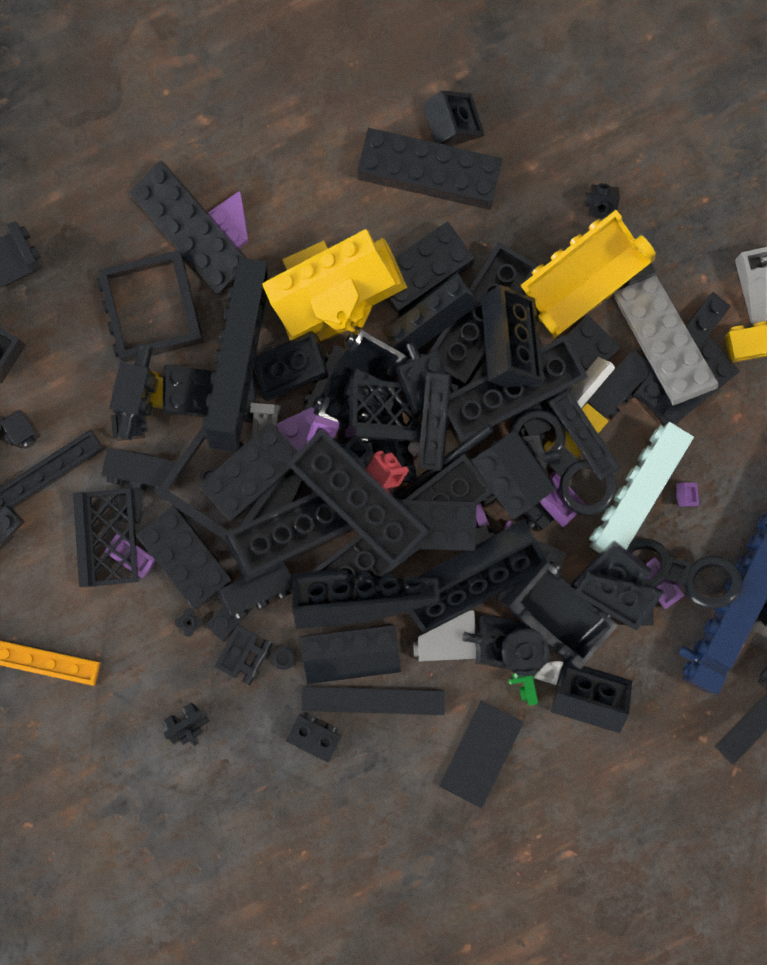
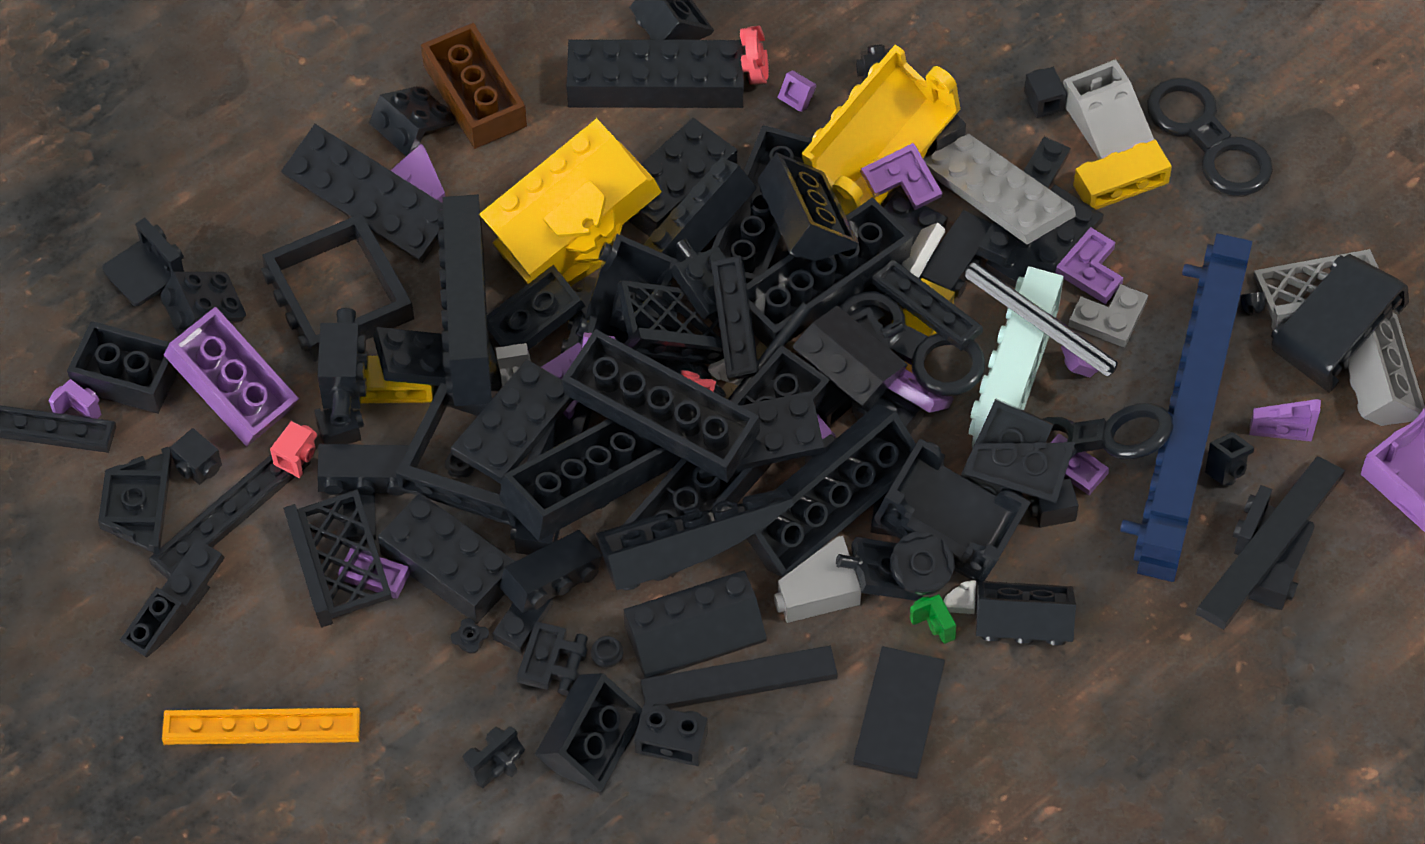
camera: 15 degrees left, 25 degrees down
(49, 296) = (194, 294): none -> black bracket
(53, 376) = (231, 376): none -> medium lavender brick
(91, 443) = (294, 448): none -> coral brick
(236, 165) = (407, 115): none -> black bracket
(256, 722) = (590, 731): none -> black slope
(288, 150) = (474, 85): none -> reddish brown brick
(510, 172) = (756, 58): none -> coral plate
(534, 208) = (796, 91): none -> medium lavender tile
(598, 305) = (904, 169): none -> medium lavender plate
(666, 474) = (1041, 319): none -> axle
(712, 417) = (1085, 268): none -> medium lavender plate
(723, 465) = (1112, 322): none -> light grey plate
(724, 253) = (1045, 92): none -> black brick

